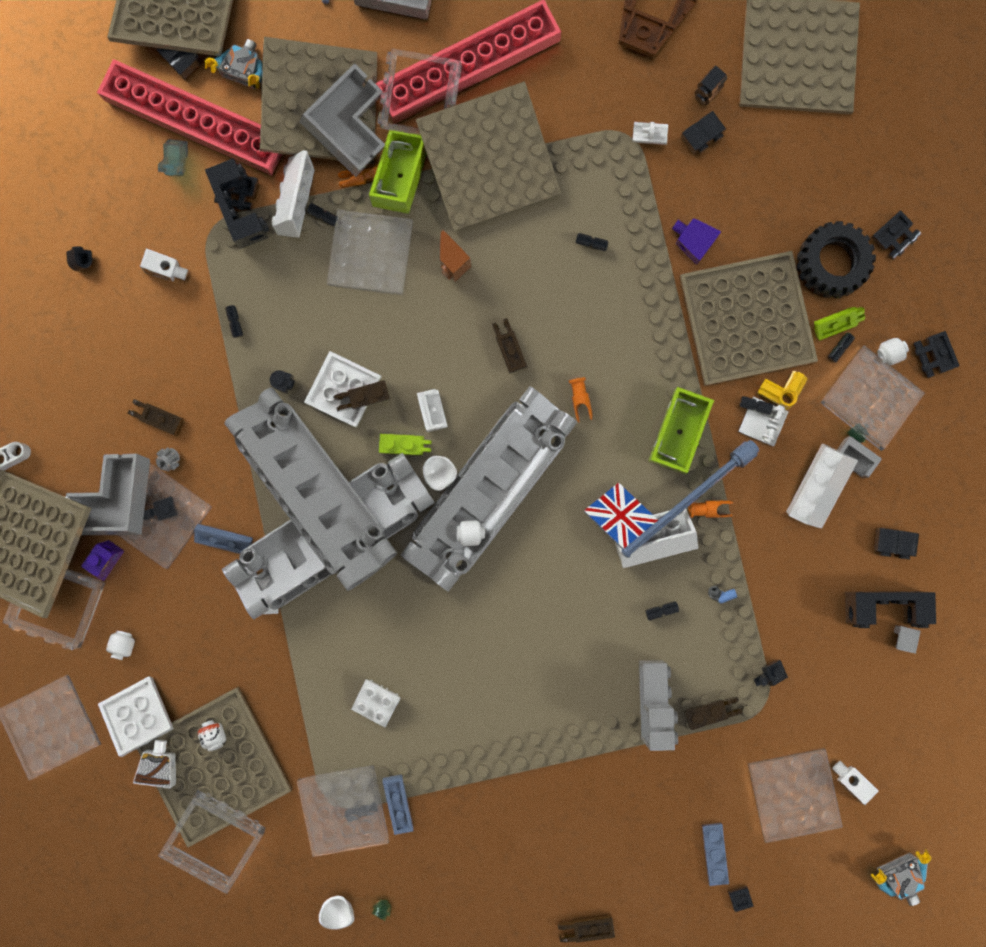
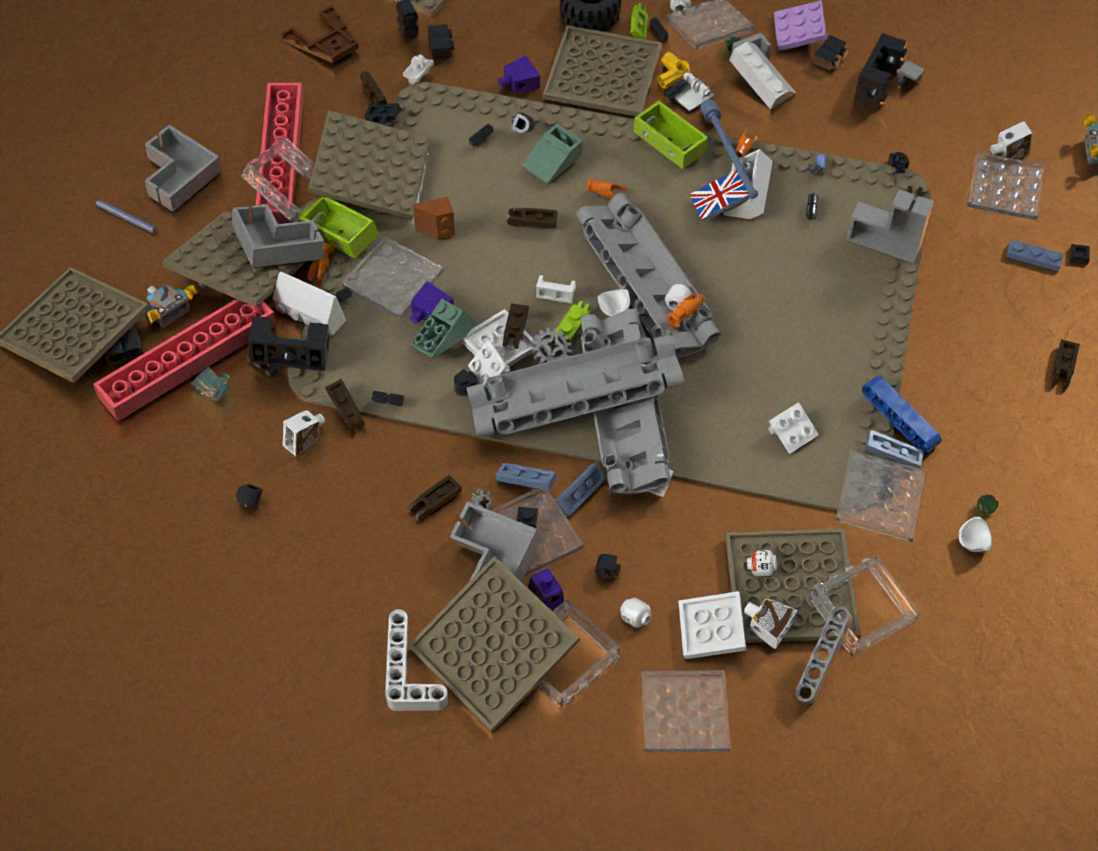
camera: 75 degrees left, 30 degrees down
(139, 828) = (824, 665): none -> light grey beam
(154, 600) = (607, 566): none -> black plate
(208, 287) = (344, 403): none -> dark brown hinge
(209, 486) = (526, 476): none -> sand blue plate
(305, 393) = (488, 363): none -> white hinge
(326, 332) = (443, 329): none -> sand green slope
(353, 304) = (426, 301): none -> dark purple torso
(357, 448) = (557, 342): none -> light grey gear
(441, 796) = (901, 414): none -> blue beam
(451, 548) = (685, 309): none -> orange piece
(572, 129) = (382, 113): none -> black plate
(595, 326) = (553, 154): none -> sand green slope
(599, 106) = (372, 88): none -> dark brown hinge
(623, 276) = (522, 123): none -> black plate
(919, 494) = (800, 25): none -> lavender plate

